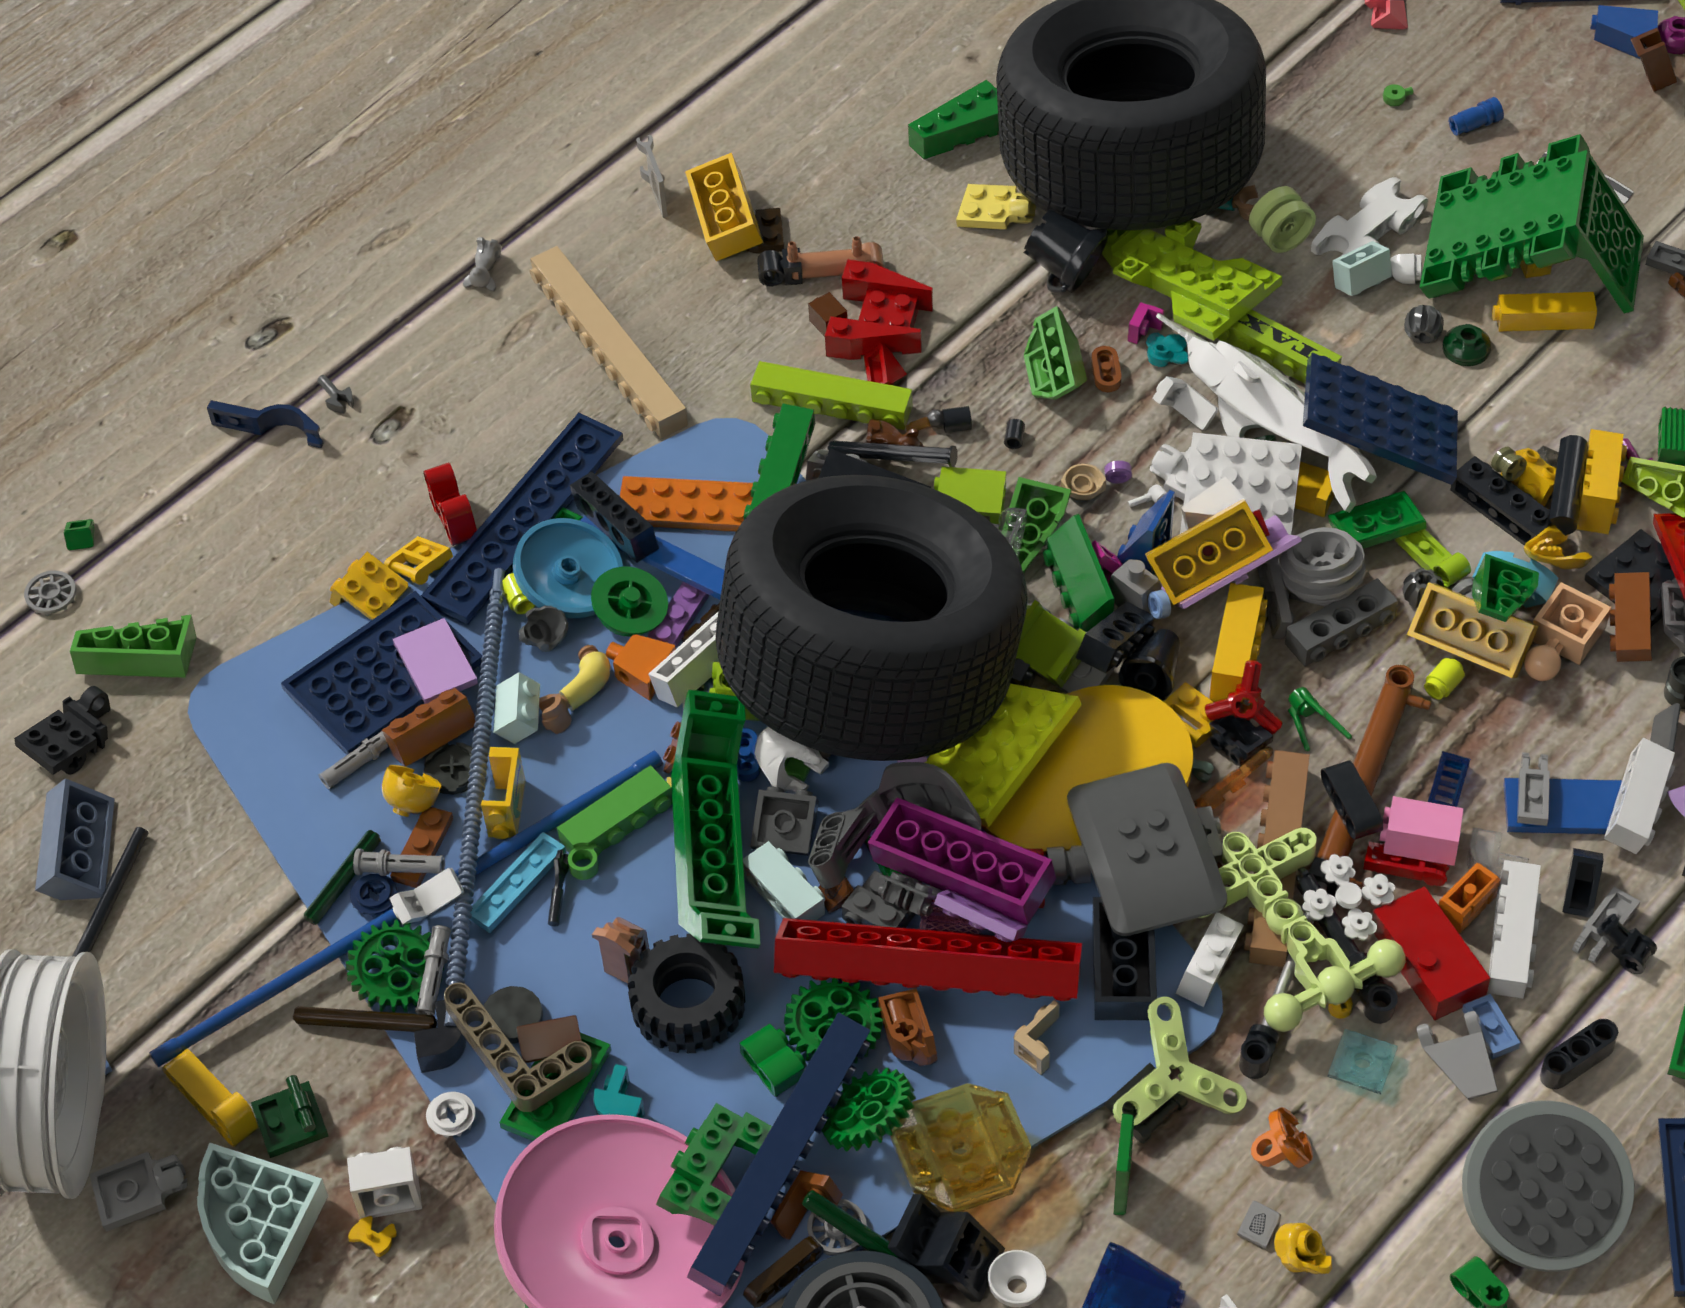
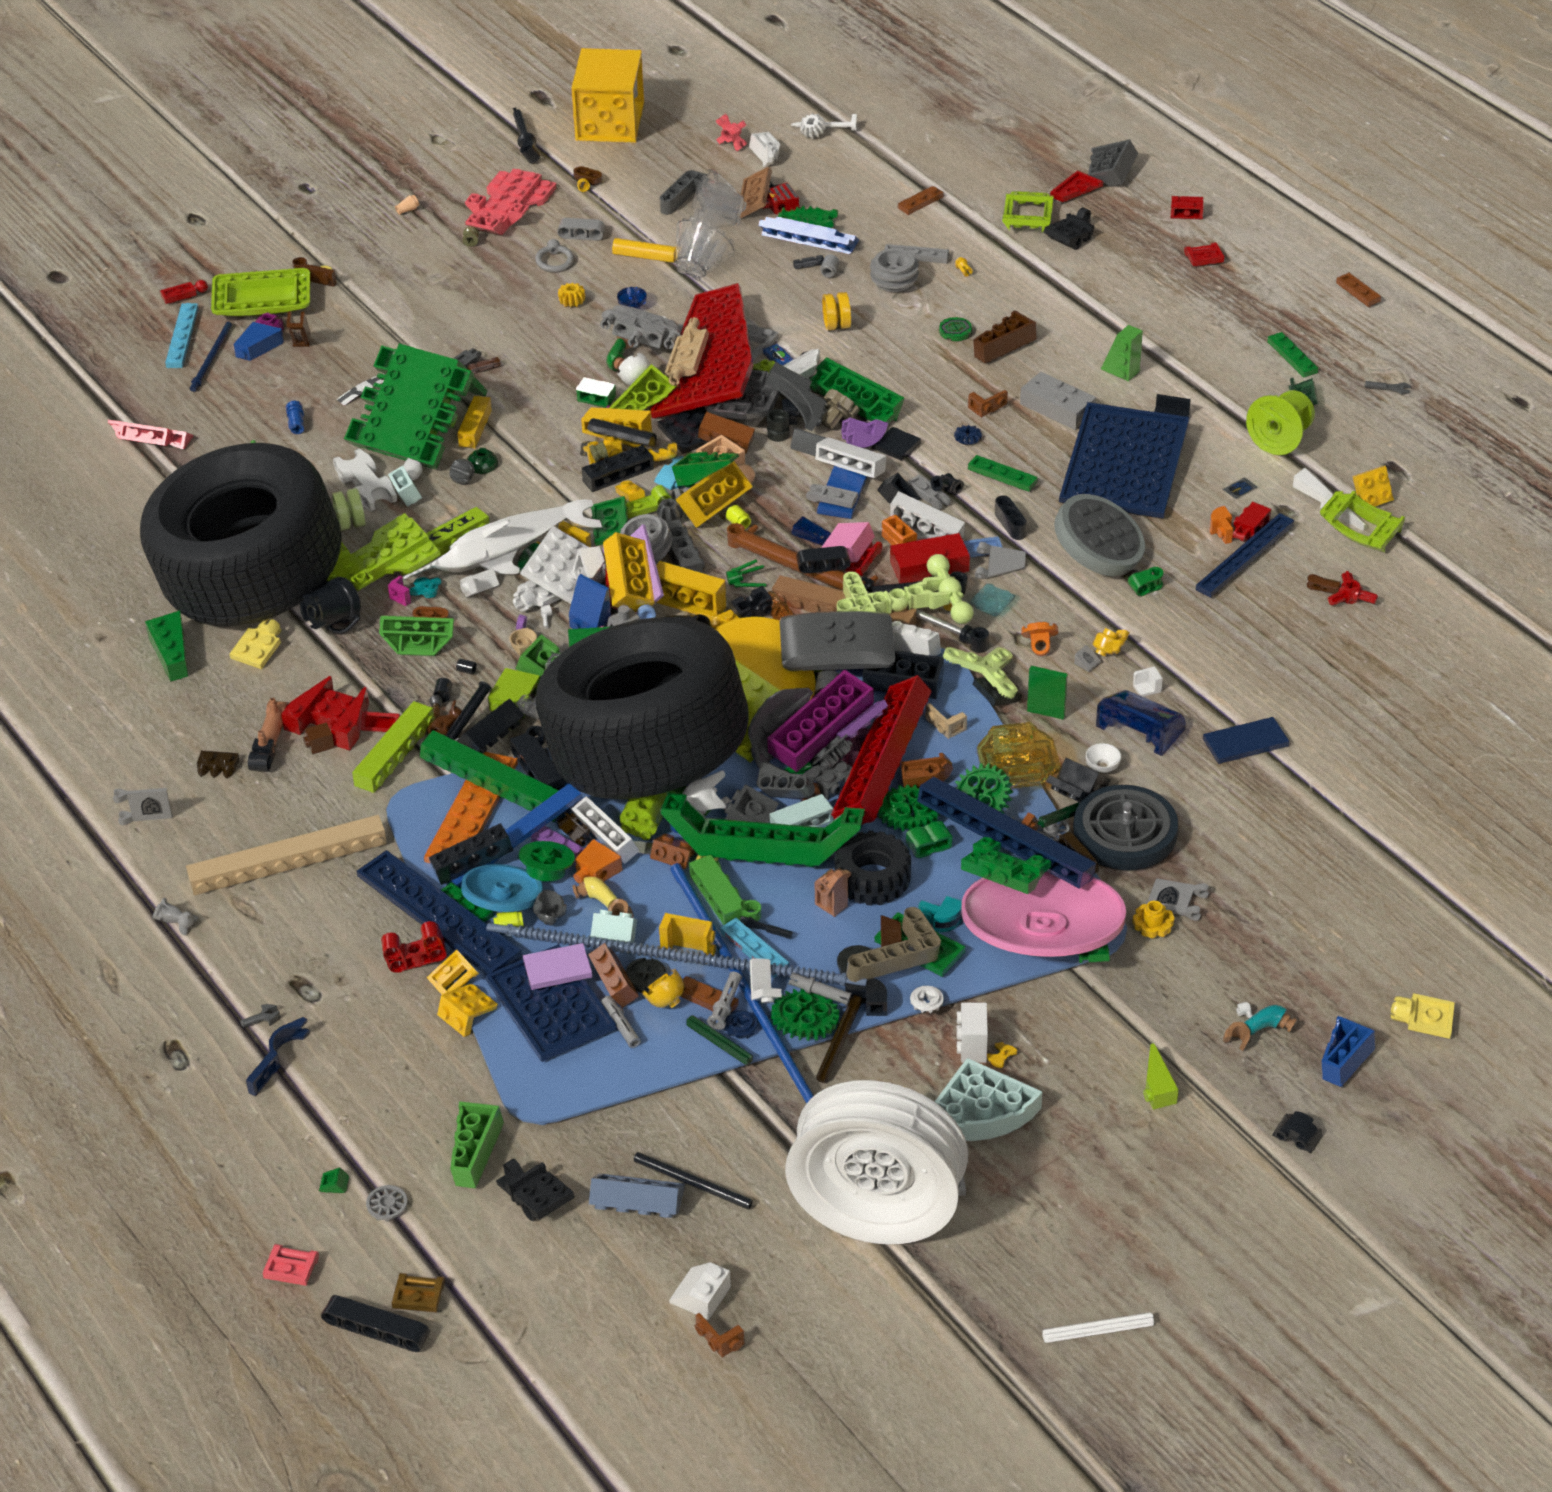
camera: 80 degrees left, 10 degrees down
(289, 1118) = (907, 1075): dark green plate -> none
(723, 207) = (194, 771): yellow brick -> none
(1234, 703) = (736, 588): red bush -> none
(1348, 896) = (891, 572): white plant -> none
(1381, 418) = (542, 492): dark blue plate -> none
(1455, 530) = (630, 491): none -> yellow plate
(1485, 849) = (874, 520): clear brick -> none

